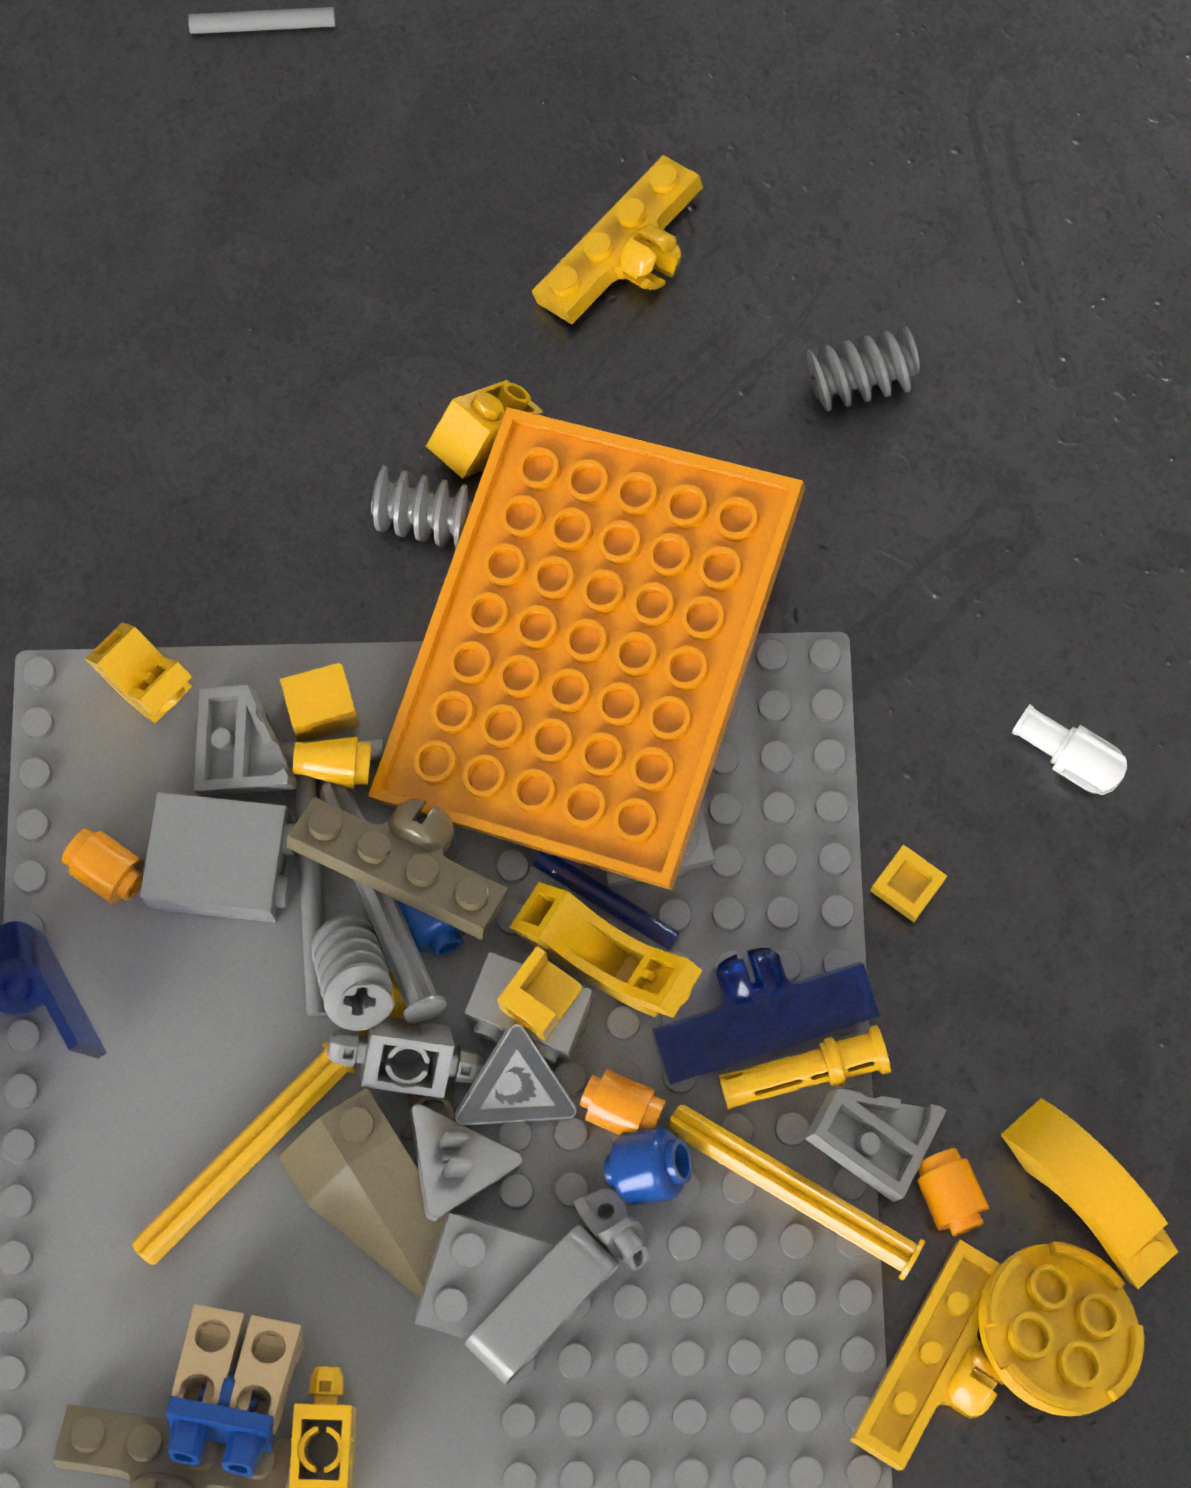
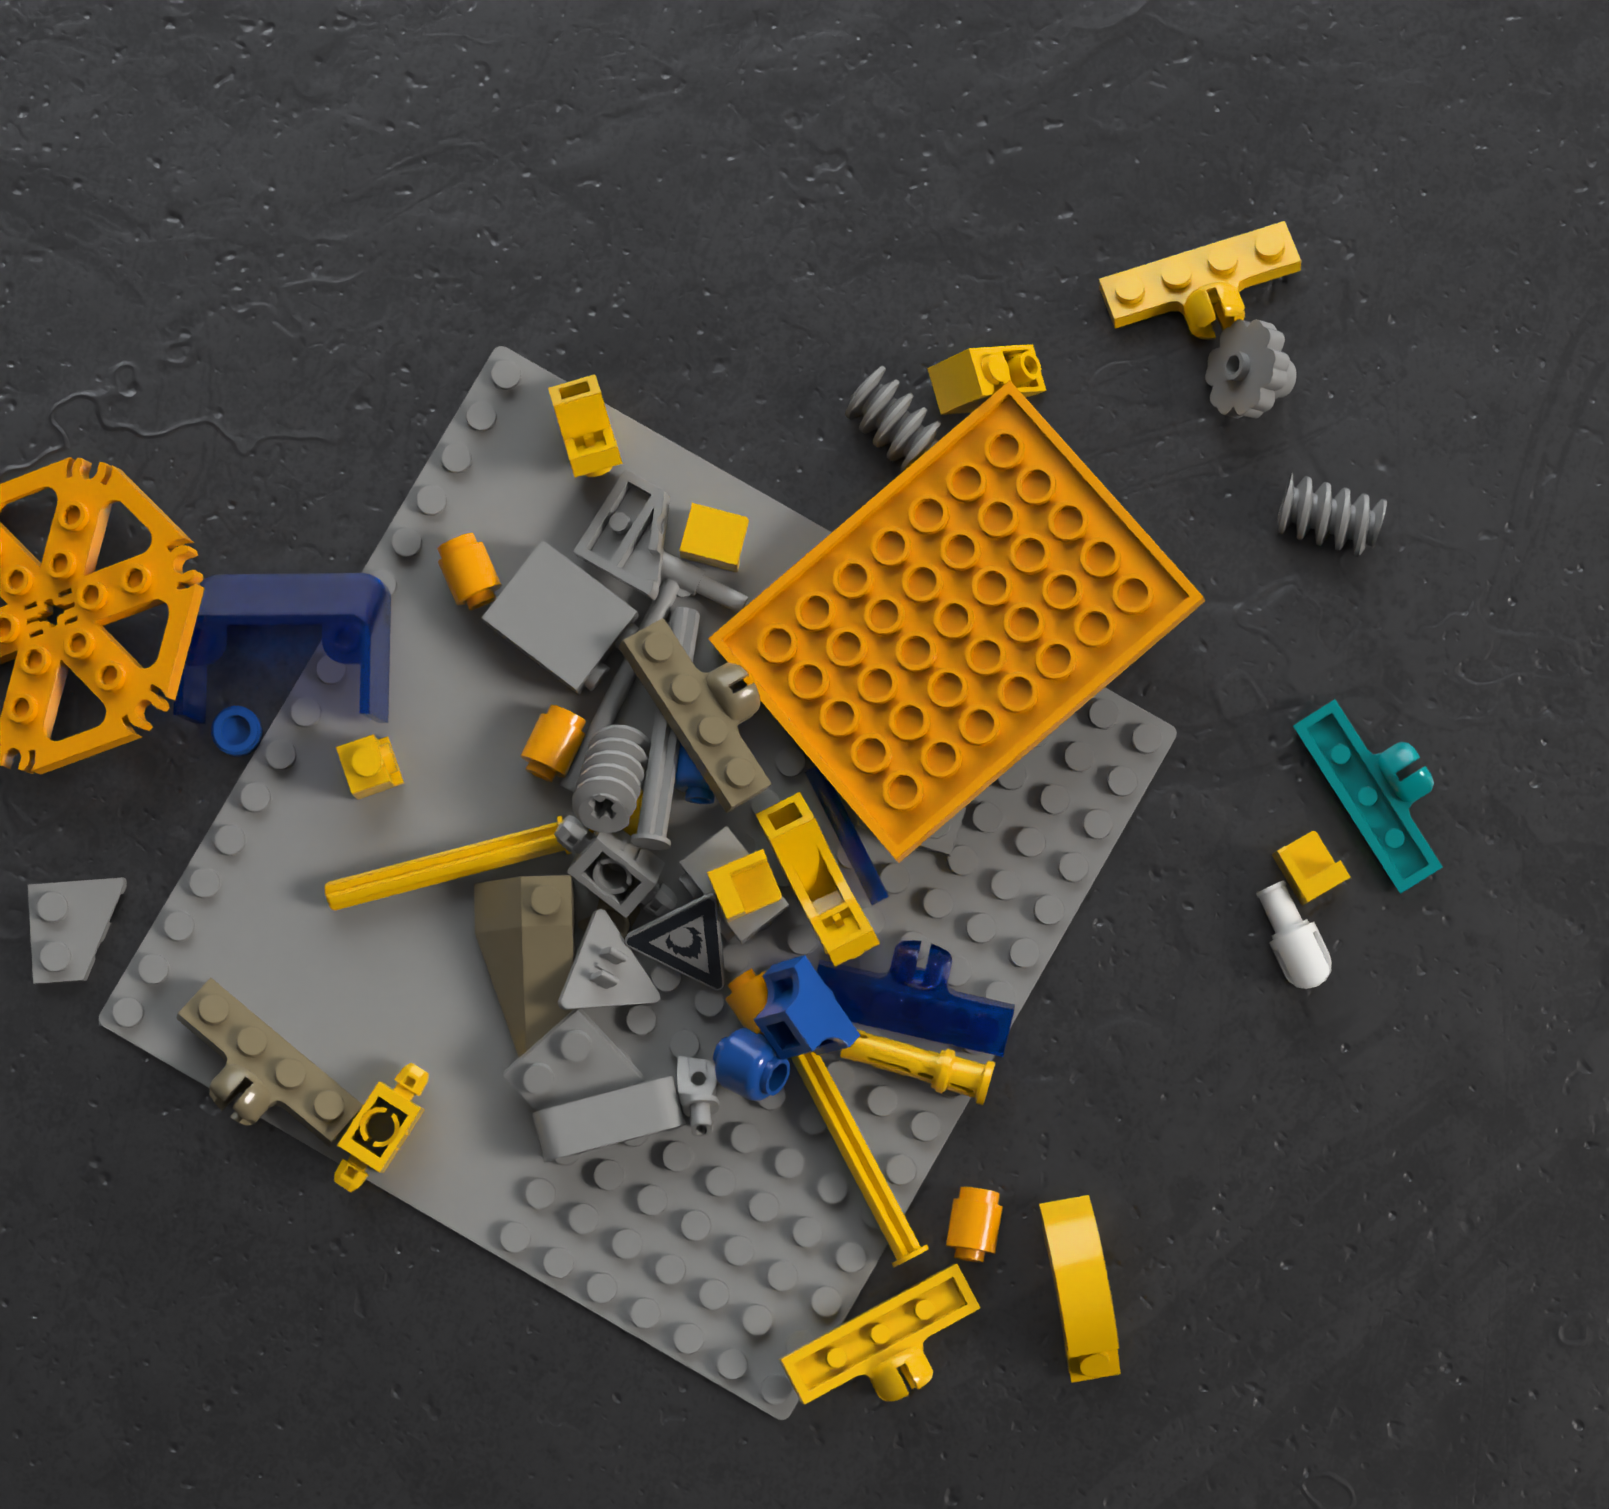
camera: 30 degrees right, 10 degrees up
(111, 1102) = (369, 766): none -> yellow brick
(227, 1406) = (327, 1053): tan hips -> none
(278, 977) = (553, 743): none -> light orange brick
(334, 761) = (697, 596): yellow cone -> none
(668, 1082) = (802, 1012): none -> blue brick
(712, 285) = (1249, 369): none -> light grey plant
(875, 1137) = (940, 1148): light grey wing -> none
(908, 883) = (1095, 965): yellow plate -> none
(1044, 682) = (1309, 867): none -> yellow panel
(1058, 582) = (1374, 792): none -> teal plate
(1060, 1329) = (990, 1375): yellow tile -> none

